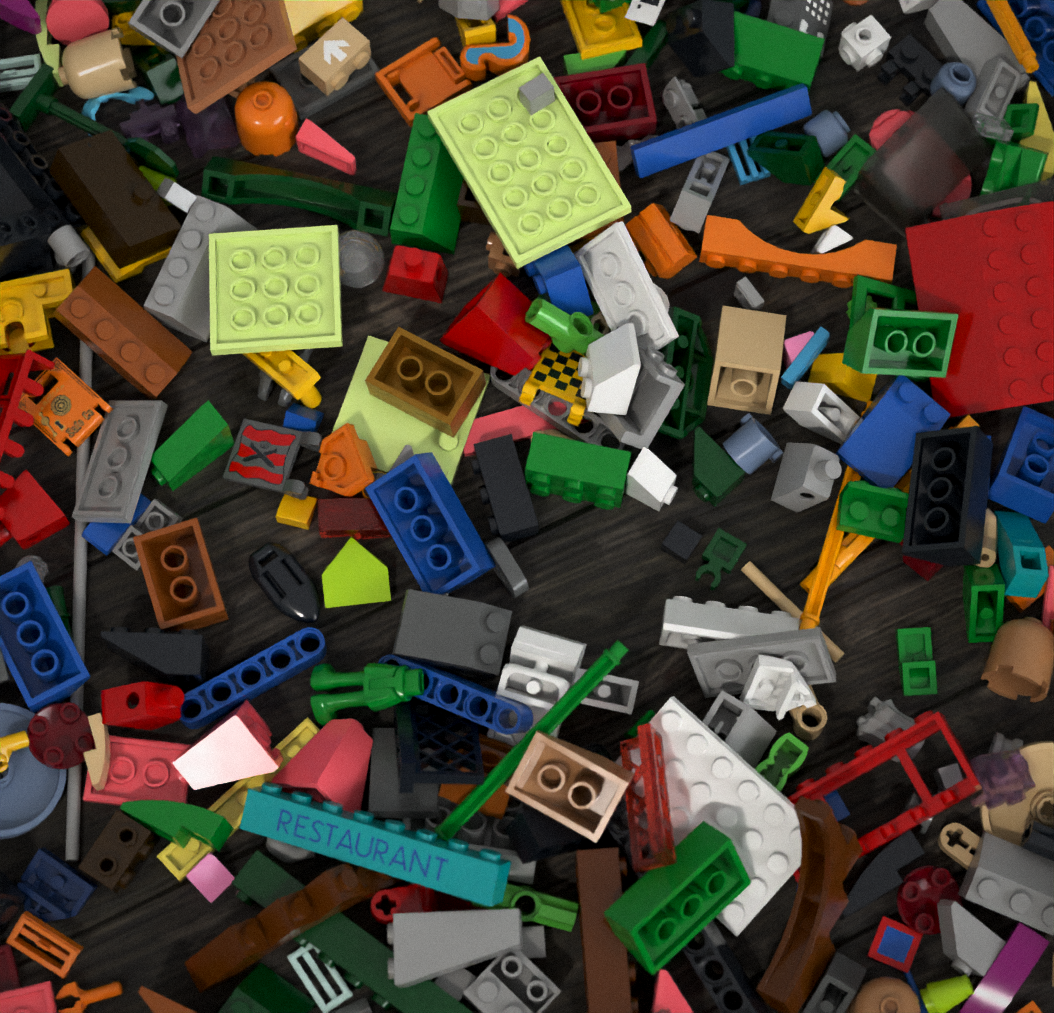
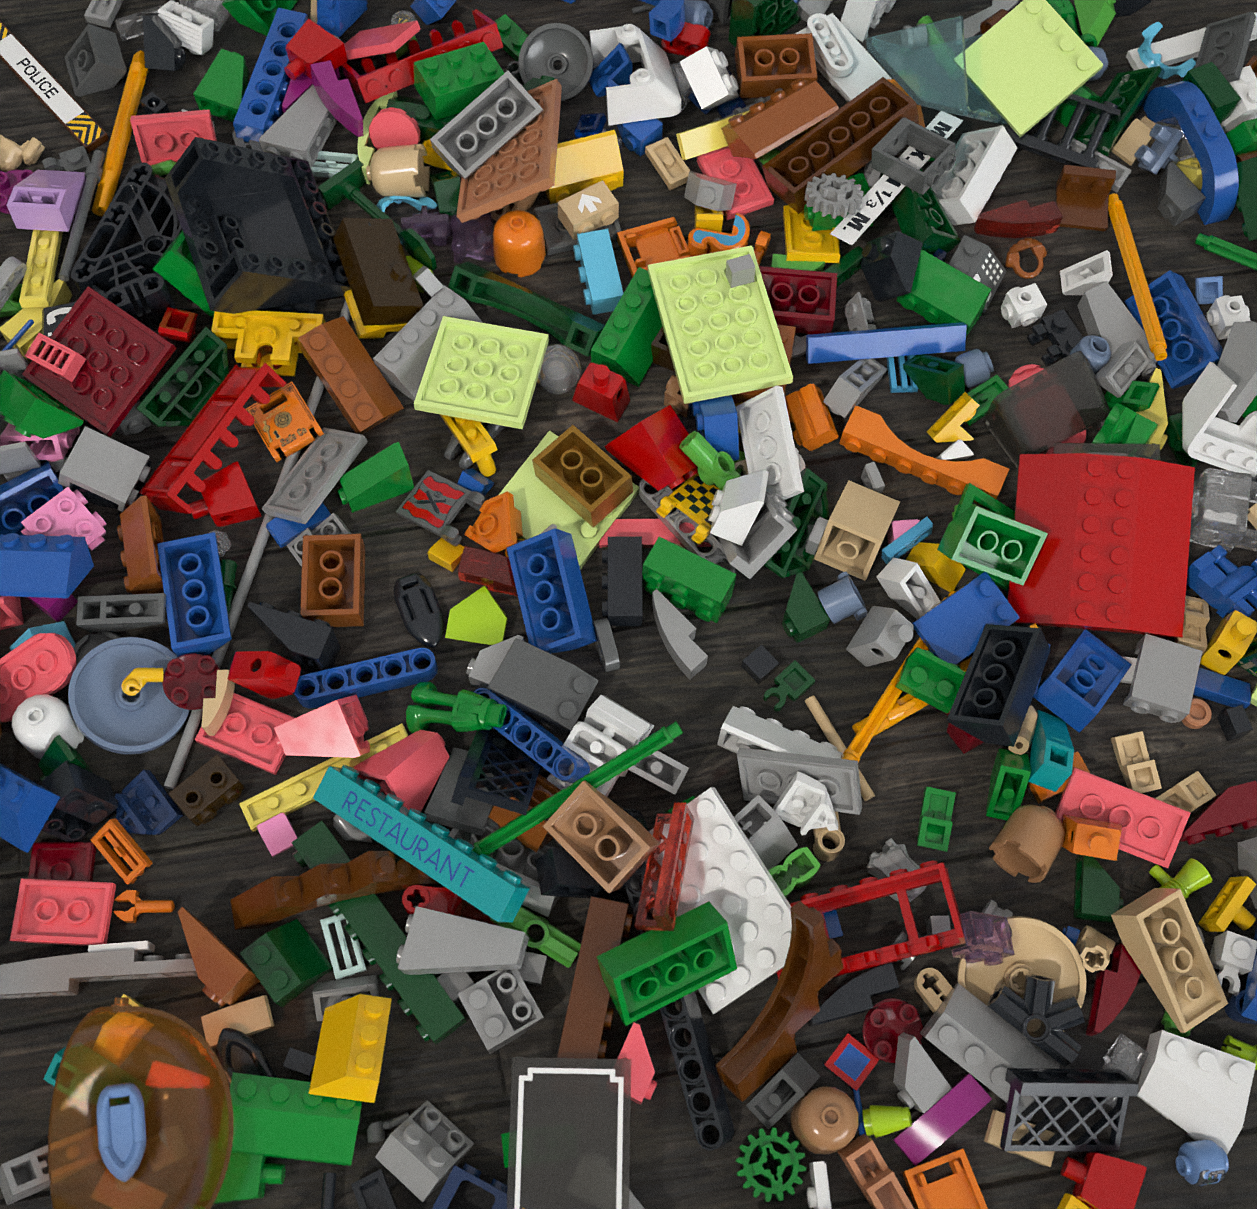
camera: 15 degrees right, 5 degrees down
(68, 248) = (328, 298): light grey pin -> none
(179, 822) = (266, 779): green slope -> none
(320, 146) = (556, 276): coral slope -> none
(368, 127) = (598, 271): none -> medium azure brick
(384, 623) = (487, 663): none -> light grey slope
(546, 47) = (761, 245): none -> orange bar
(581, 535) = (678, 636): none -> light grey slope
(651, 481) = (747, 605): white slope -> none
(704, 380) = (816, 535): none -> light grey tile
(992, 127) = (1115, 393): clear tile -> none

